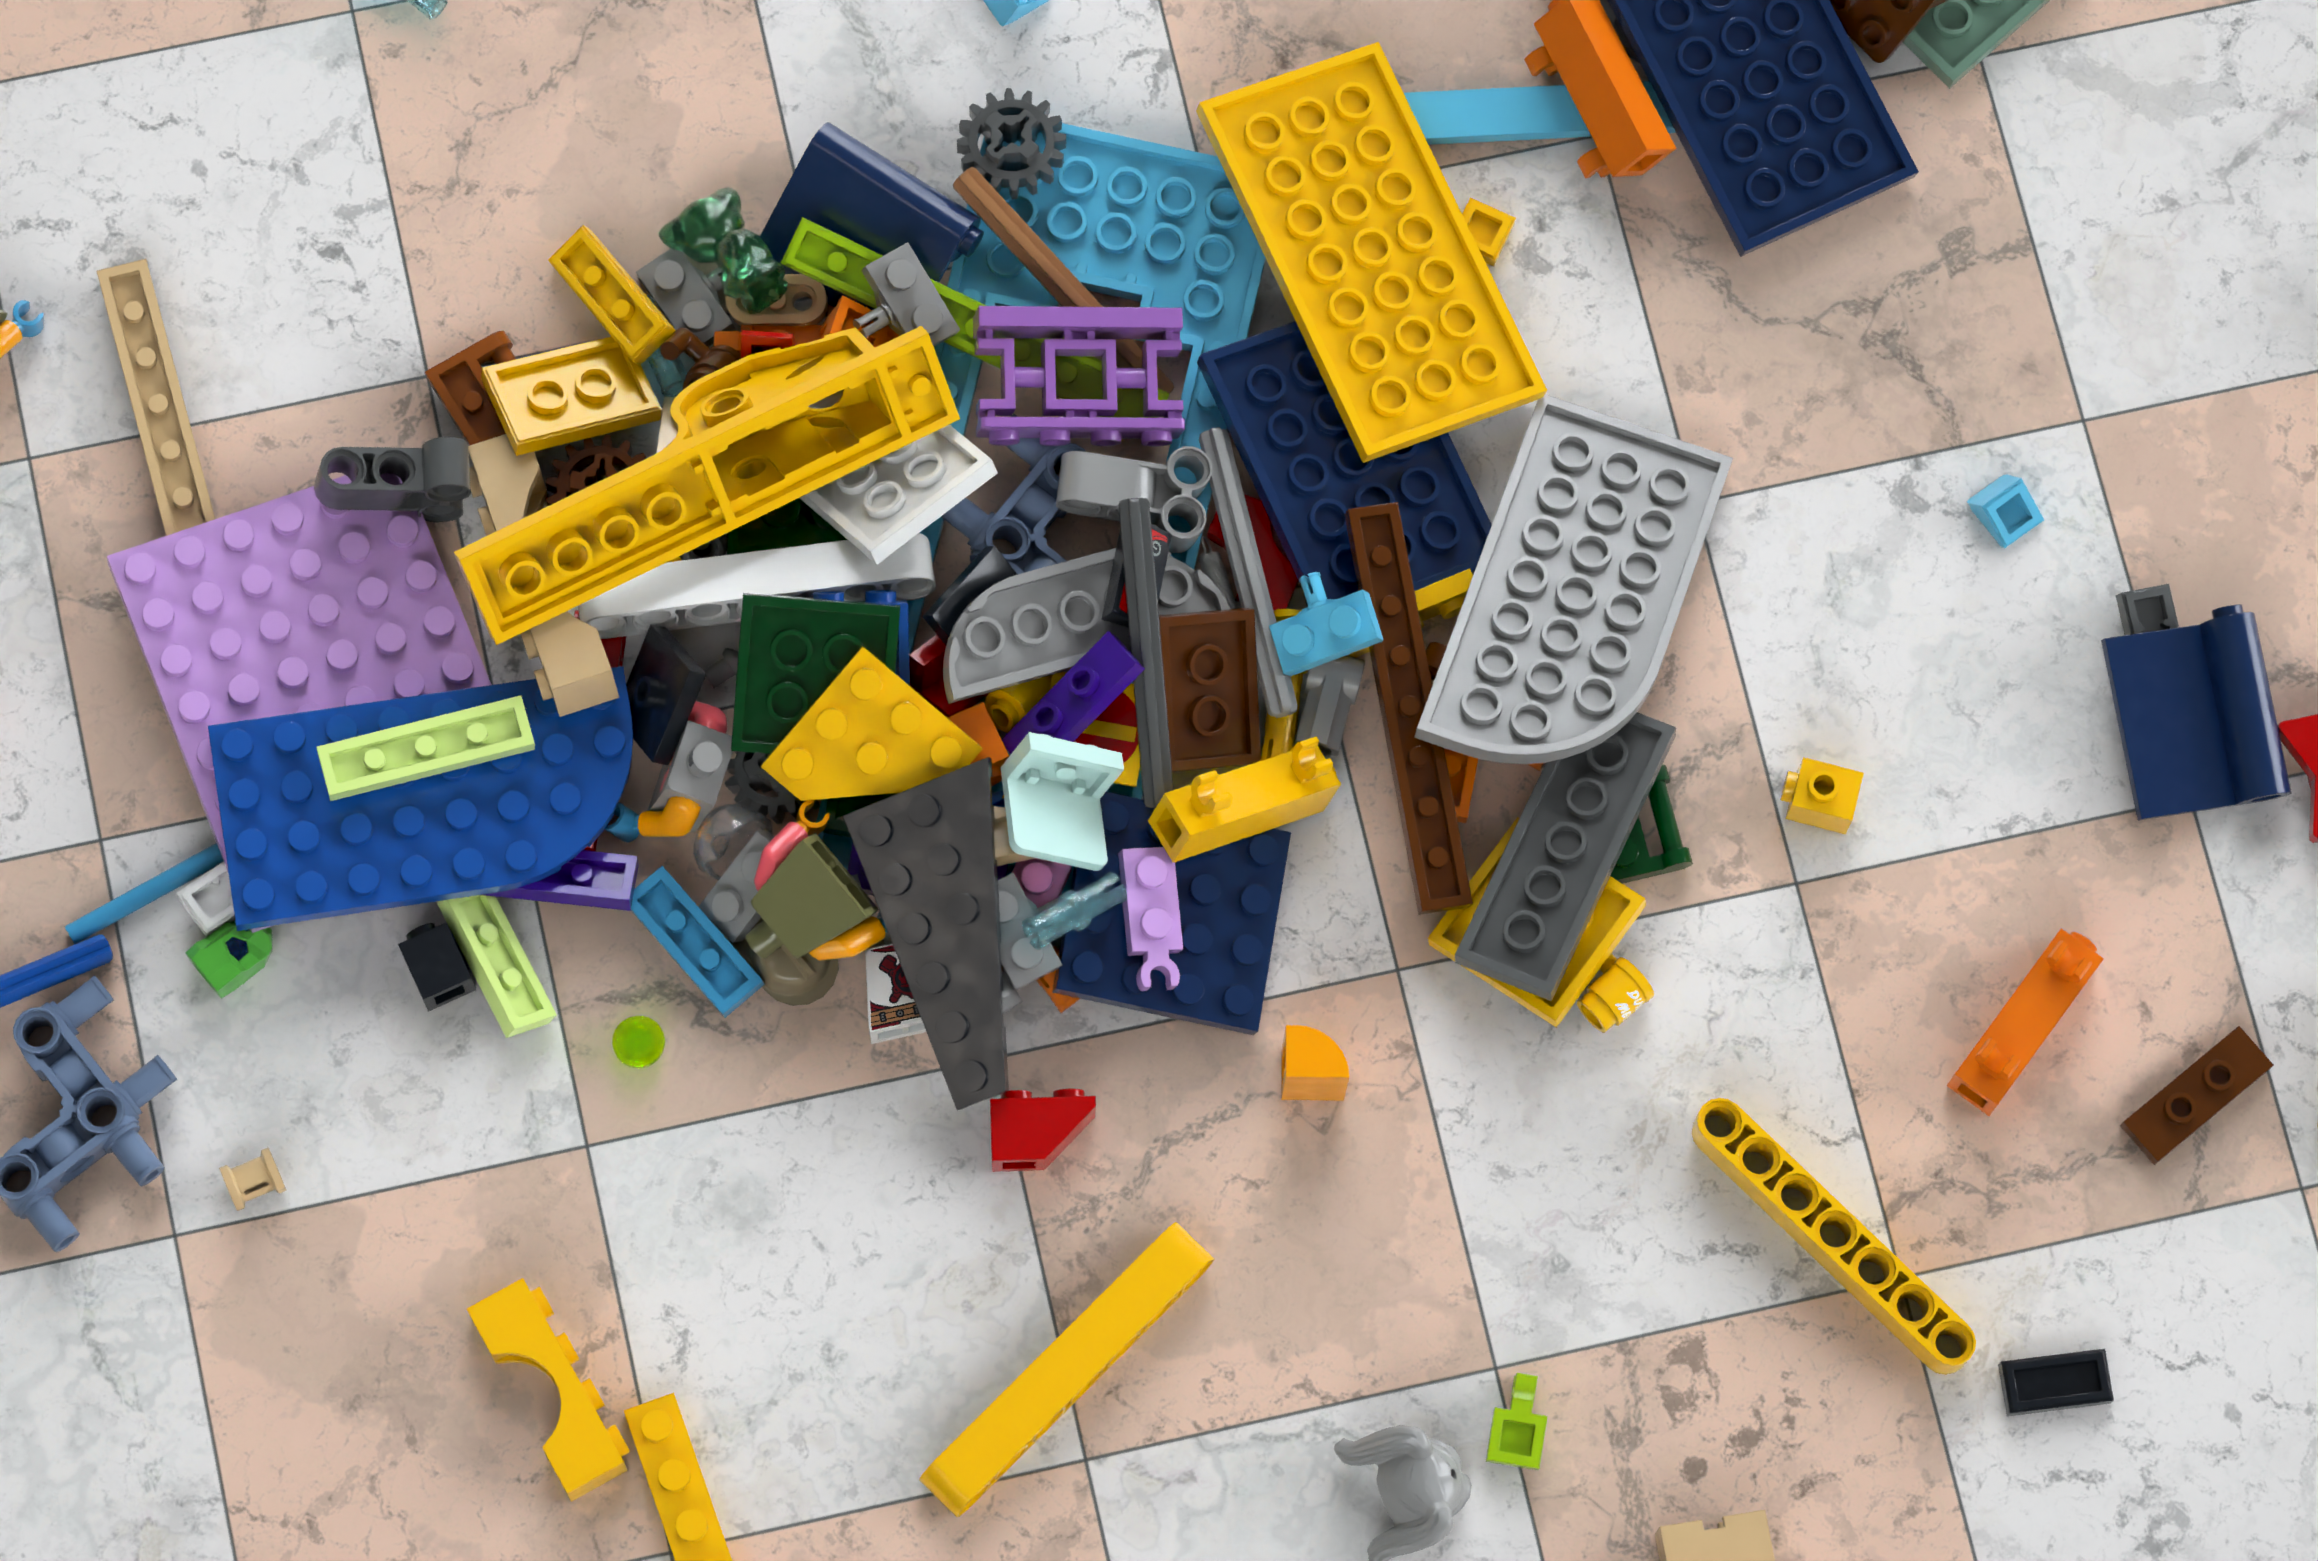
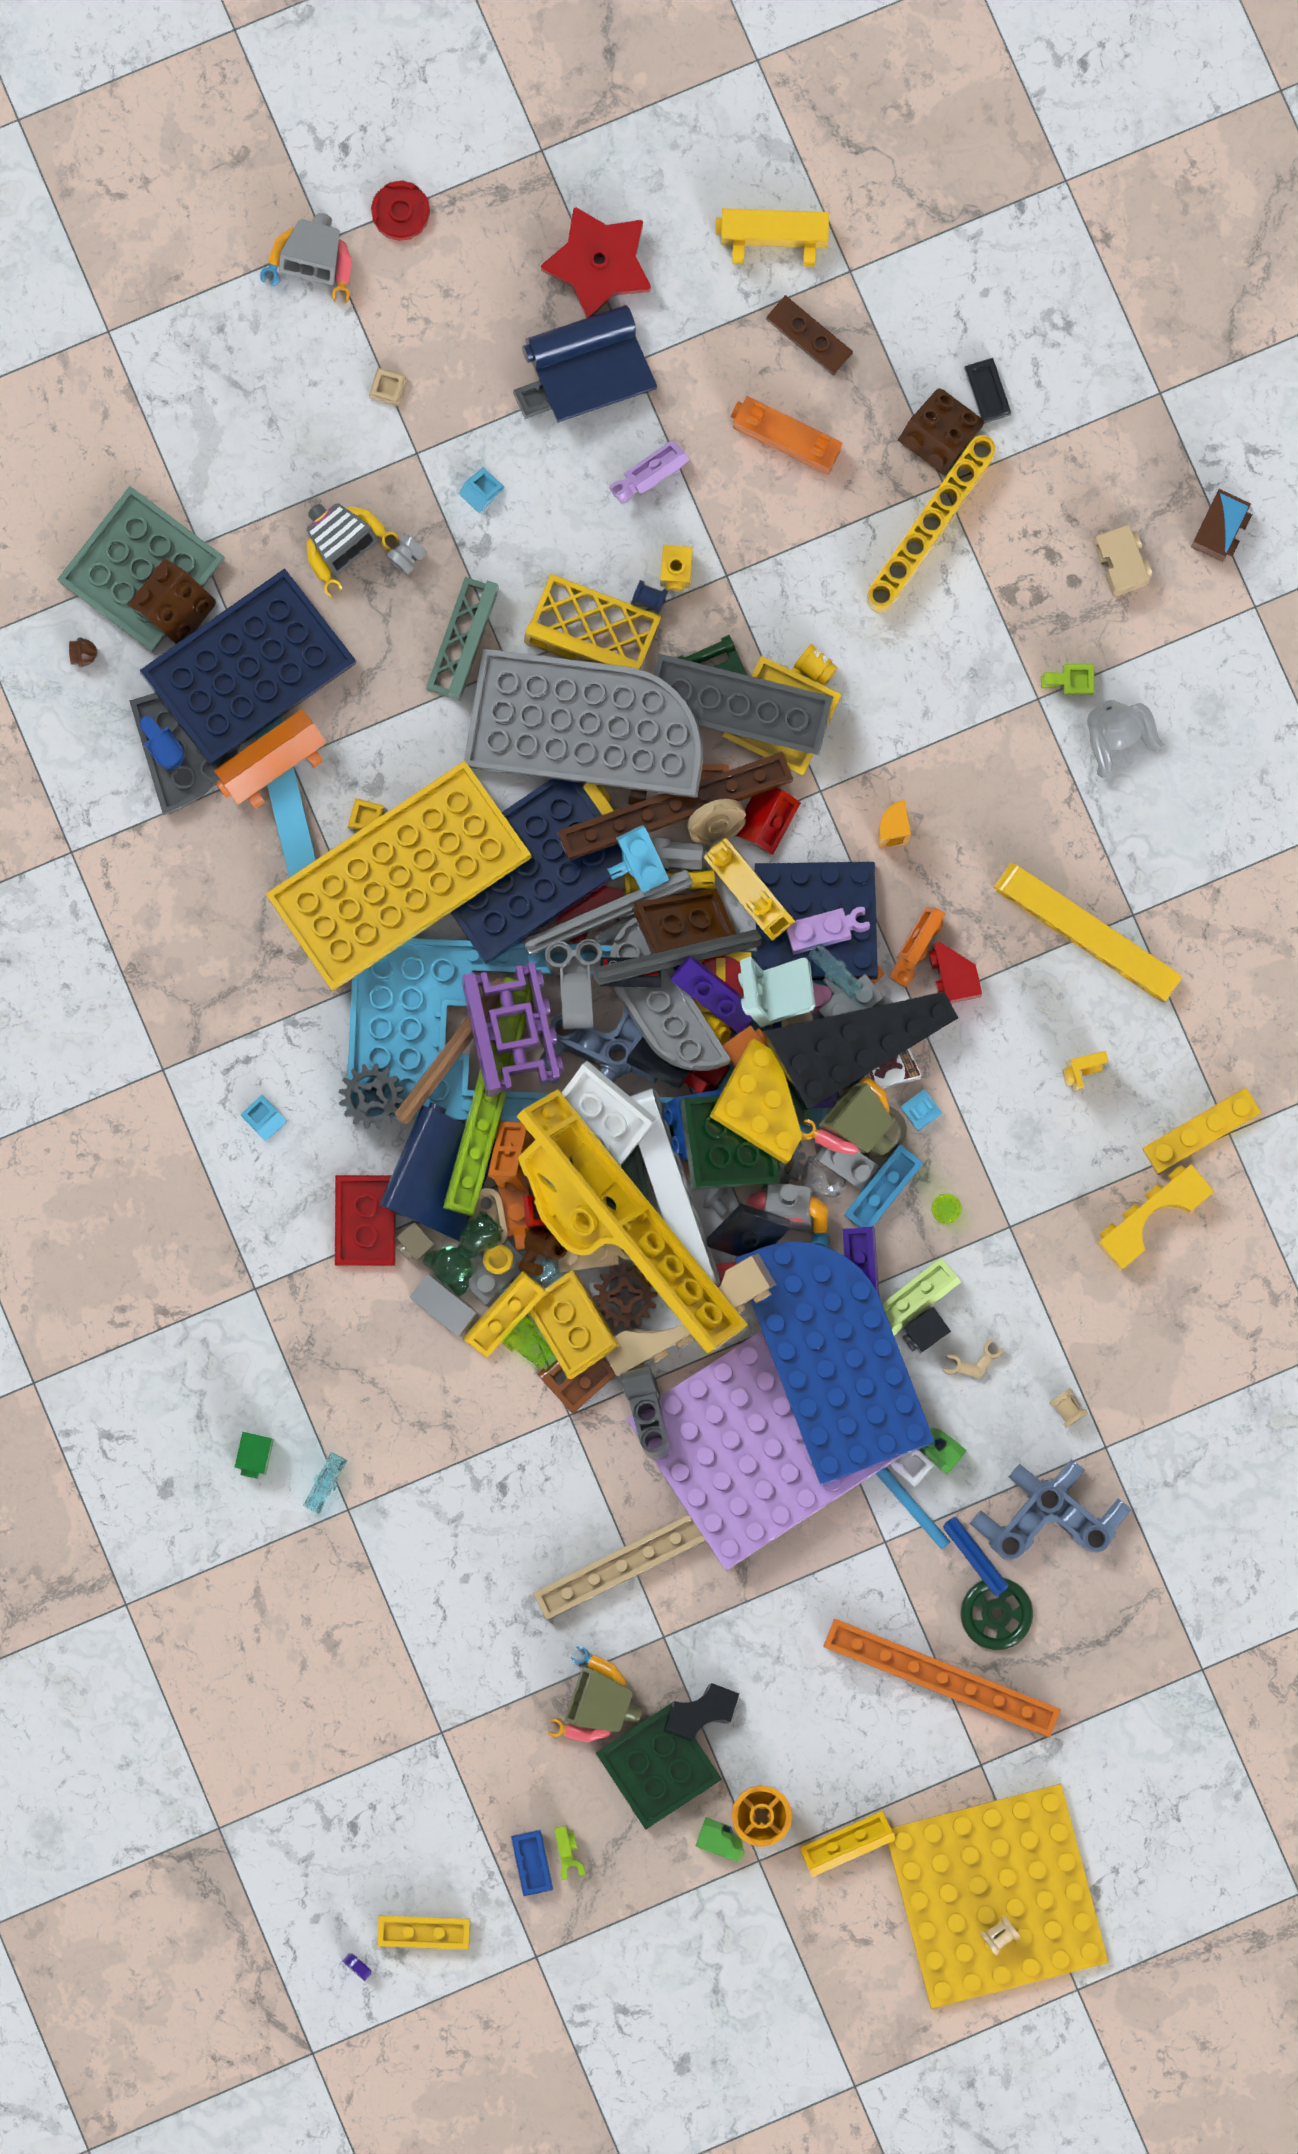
camera: 95 degrees left, 10 degrees up
(353, 1039) = (976, 1370): none -> tan arm
(425, 748) = (812, 1354): yellowish green plate -> none
(564, 317) = (523, 1338): none -> clear neon green plate
(645, 205) = (444, 1305): none -> light grey slope
(702, 297) = (498, 1259): none -> yellow tile
(759, 178) = (414, 1243): none -> dark tan plate
(792, 100) = (363, 1228): none -> red tile
(816, 1032) = (921, 1110): none -> medium azure tile
(831, 1307) = (1087, 1064): none -> yellow bracket
(905, 298) = (487, 1136): light grey plate -> none
(1096, 1072) = (915, 946): none -> orange hinge
(1361, 868) = (768, 818): none -> red panel
(1371, 774) = (716, 821): none -> tan tile
(1709, 609) = (577, 648): none -> yellow fence
(1750, 444) = (472, 642): none -> sand green fence
(1777, 743) = (649, 597): none -> dark blue bush
(1912, 365) = (406, 554): none -> light grey wheel
(1953, 262) = (340, 538): none -> torso
(1994, 782) = (650, 471): none -> lavender plate
(1998, 1285) = (941, 430): none -> reddish brown bracket
(2203, 391) = (387, 386): none -> tan tile

